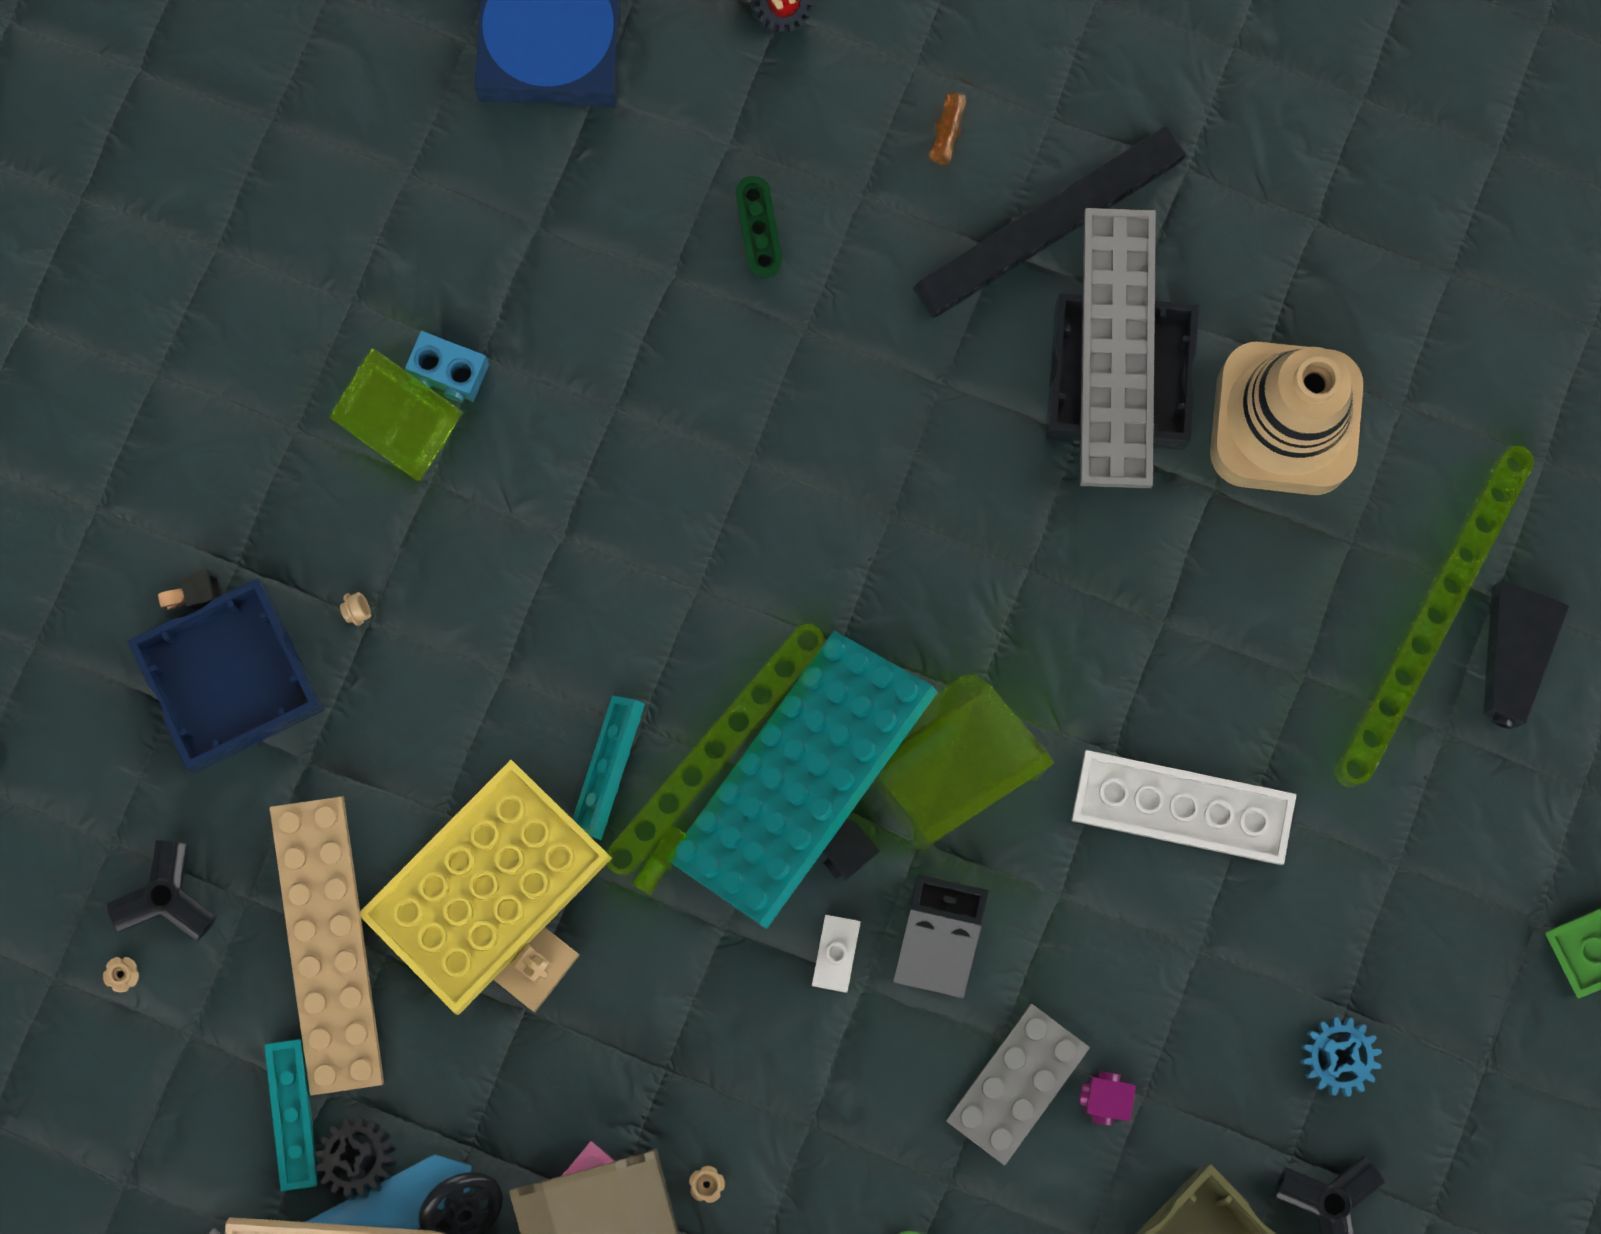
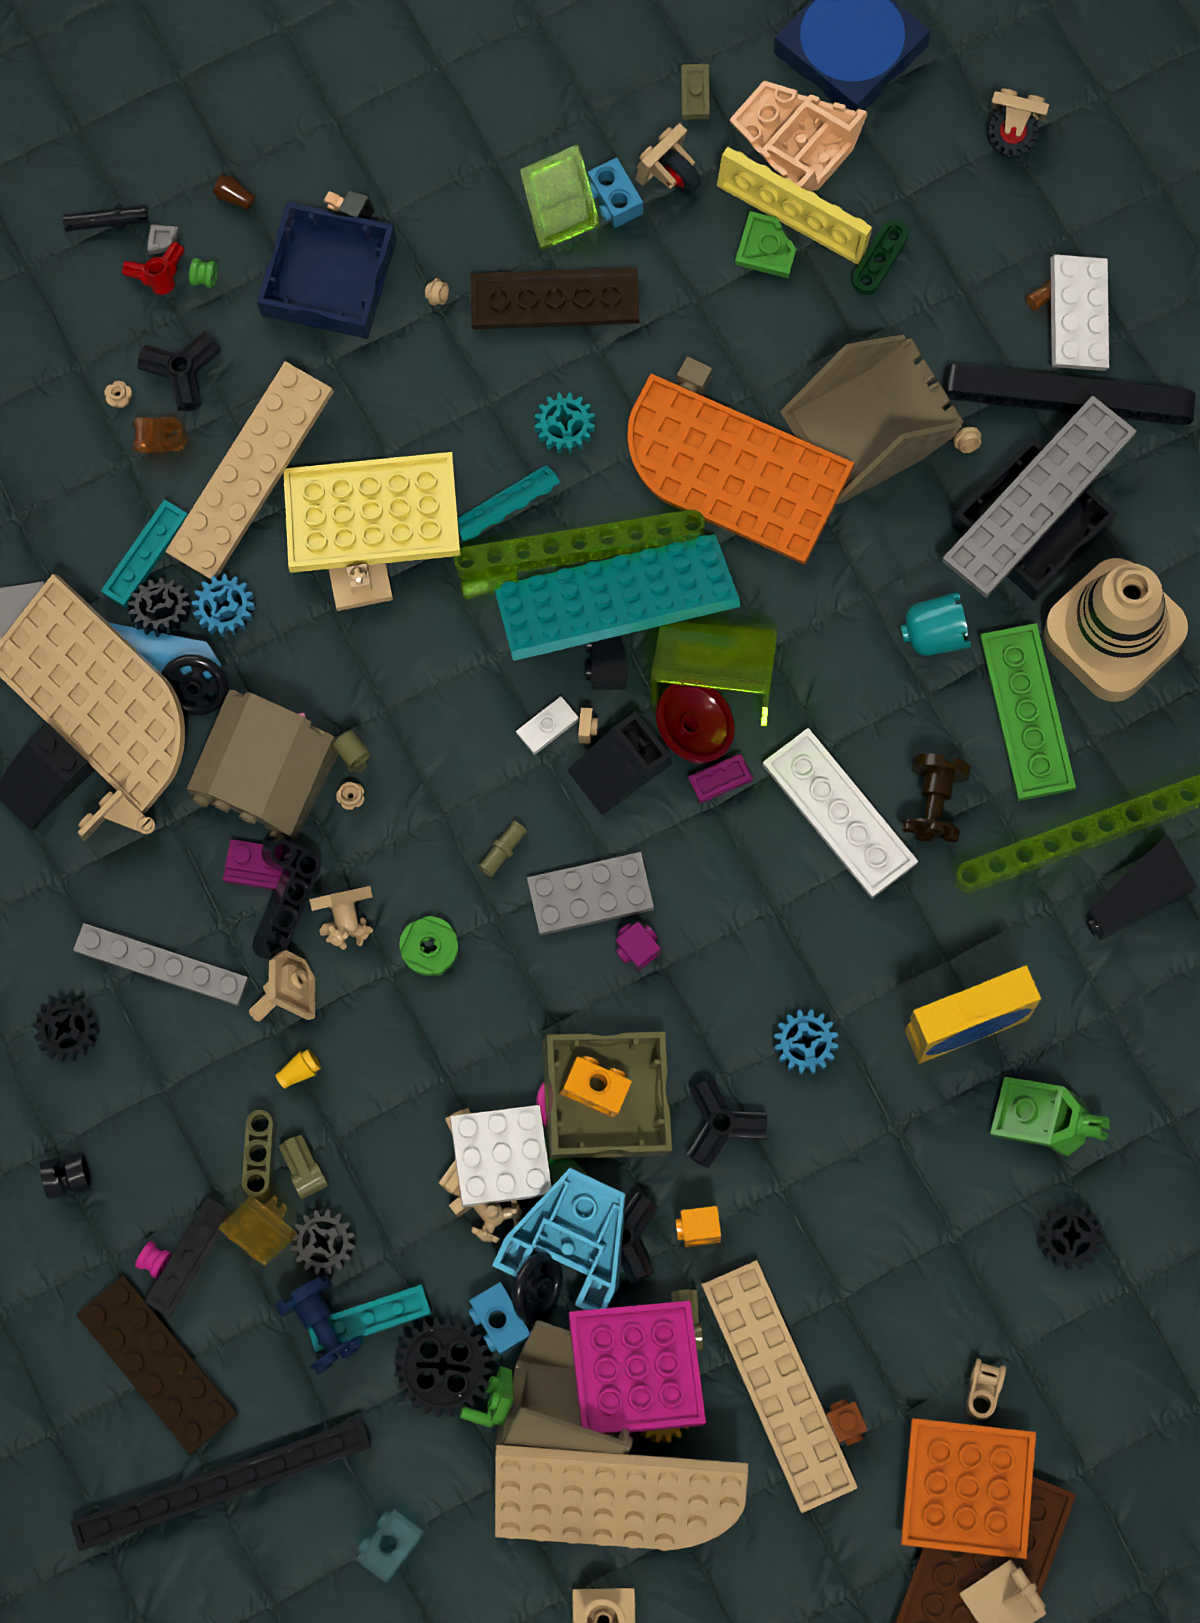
camera: 50 degrees right, 5 degrees down
(25, 777) = (161, 238): none -> light grey tile
(46, 819) = (158, 271): none -> red axle
(59, 671) = (232, 192): none -> reddish brown cone
(101, 779) = (203, 273): none -> bright green wheel
(194, 987) = (153, 432): none -> clear orange piece
(423, 1118) = (226, 593): none -> dark azure gear
(437, 201) = (695, 91): none -> olive plate
(478, 521) = (554, 298): none -> dark brown plate
(479, 295) = (669, 163): none -> plate
(574, 165) = (798, 132): none -> light nougat wedge
(585, 652) = (552, 425): none -> teal gear
(636, 242) = (793, 205): none -> light yellow plate
(640, 303) = (765, 246): none -> bright green plate
(678, 1145) = (352, 751): none -> olive piece
(683, 492) = (694, 376): none -> dark tan plate
(798, 552) = (734, 469): none -> orange plate
(876, 922) = (588, 725): none -> tan plate
(888, 395) = (874, 410): none -> dark tan windscreen
(898, 1113) = (502, 849): none -> olive pin
(994, 132) = (1079, 312): none -> white plate
(994, 342) = (967, 439): none -> tan plate
(998, 844) = (704, 715): none -> dark red dish
(1045, 868) = (720, 778): none -> magenta plate
(1124, 551) = (936, 626): none -> teal cylinder
(1257, 708) = (937, 787): none -> dark brown piece
(1272, 564) = (1027, 712): none -> bright green plate
(1486, 908) = (972, 1014): none -> yellow tile

